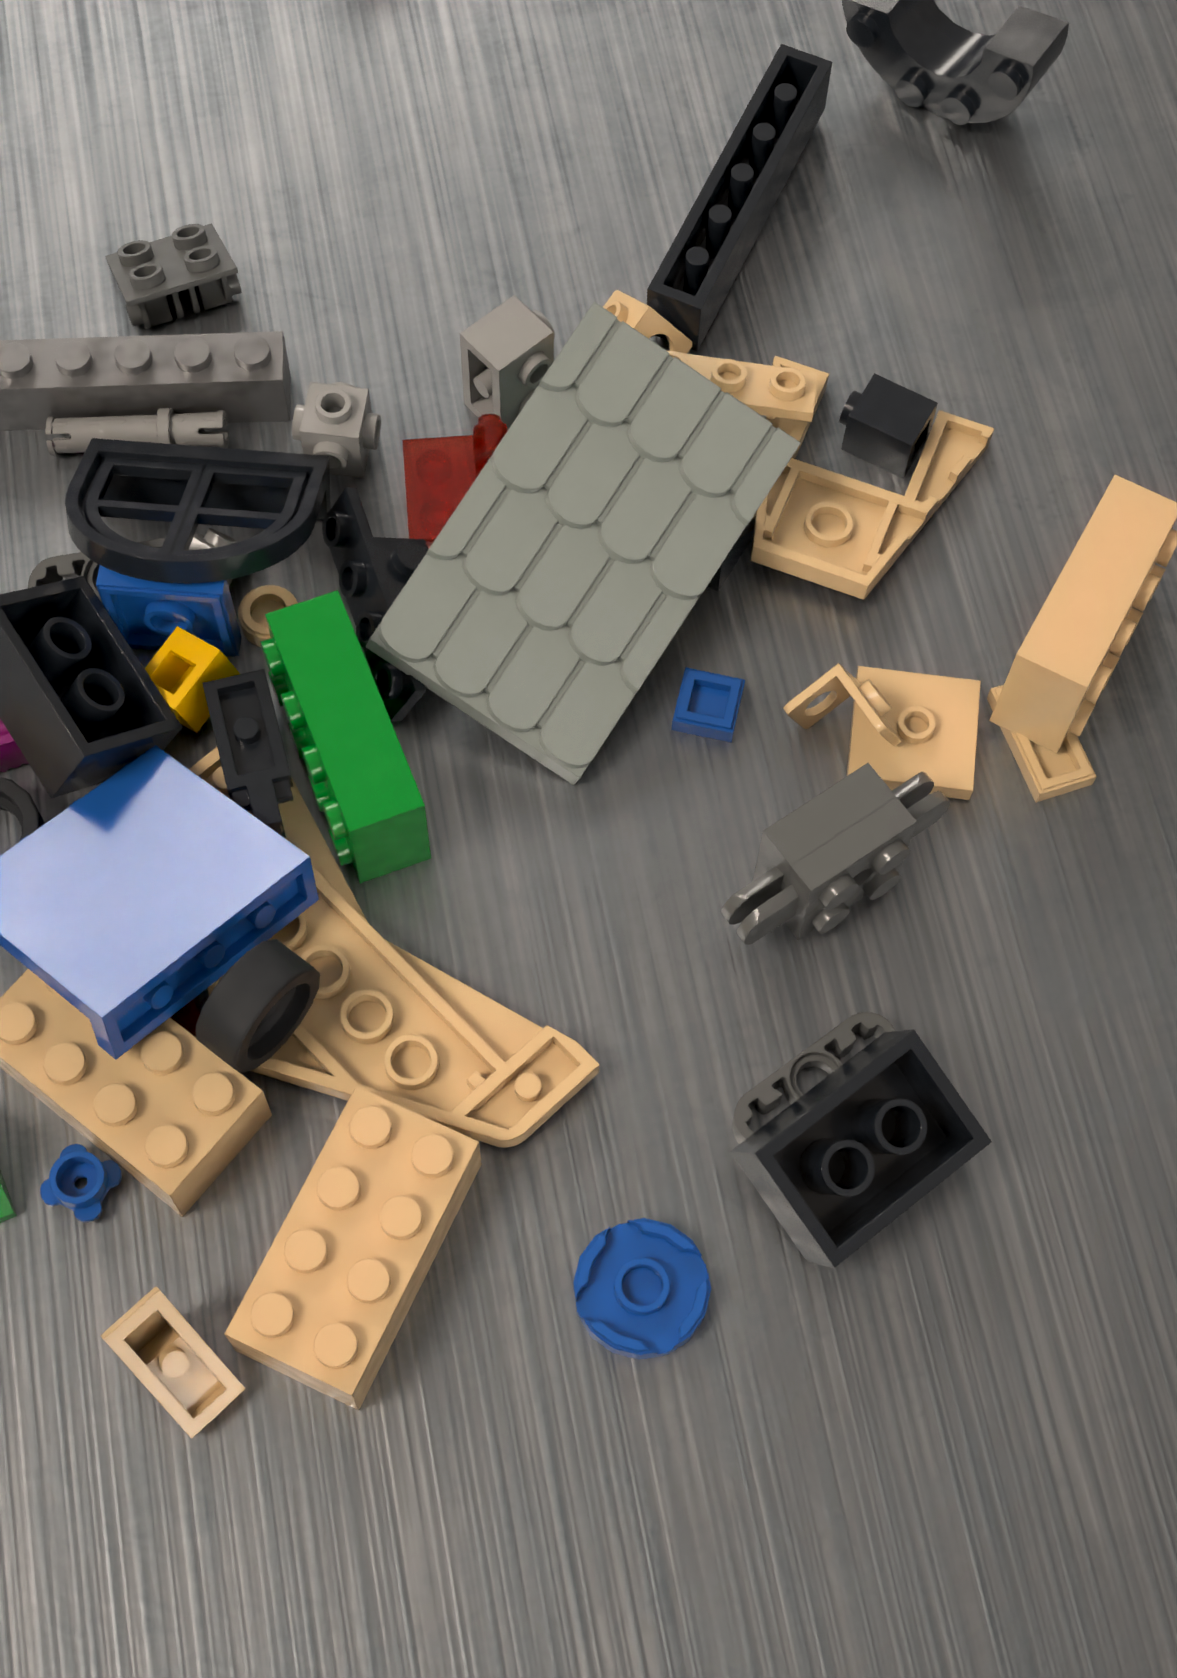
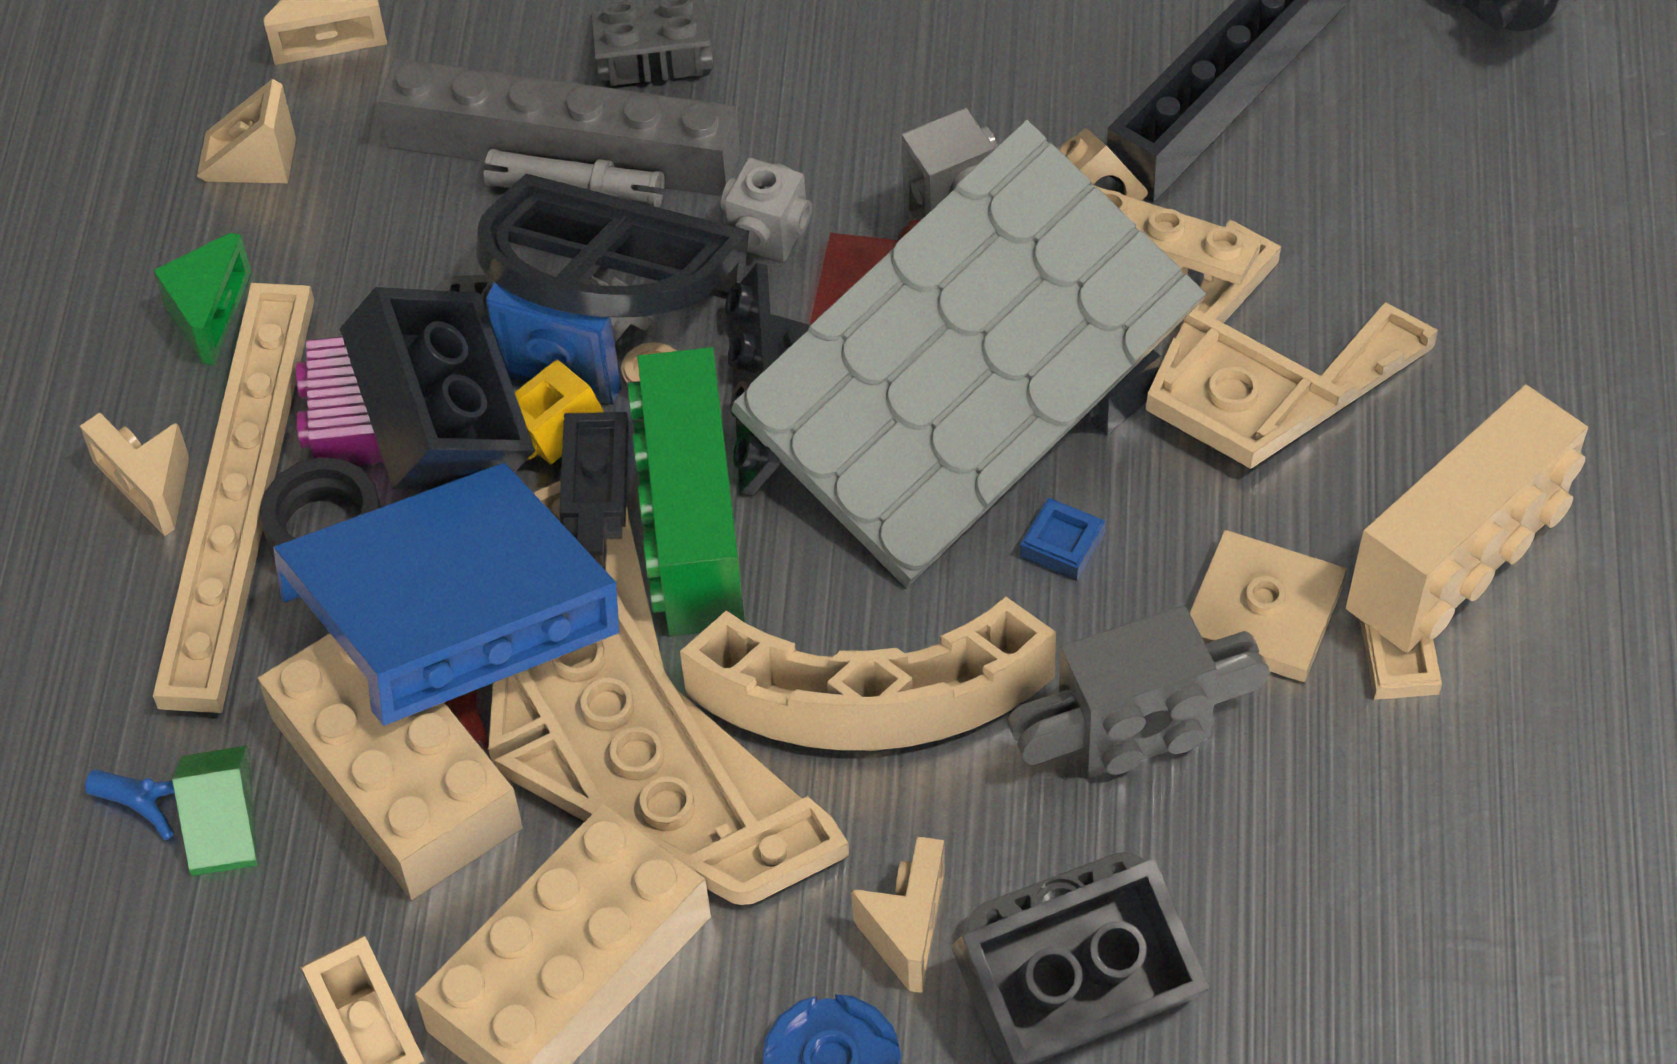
camera: 20 degrees right, 10 degrees down
(74, 1164) = (316, 830): blue plate -> none
(257, 1005) = (530, 708): black tyre -> none
(576, 911) = (871, 695): none -> tan brick
(677, 1138) = (905, 922): none -> tan slope
(842, 686) = (1202, 545): tan bracket -> none
(887, 424) = (1324, 305): black brick -> none

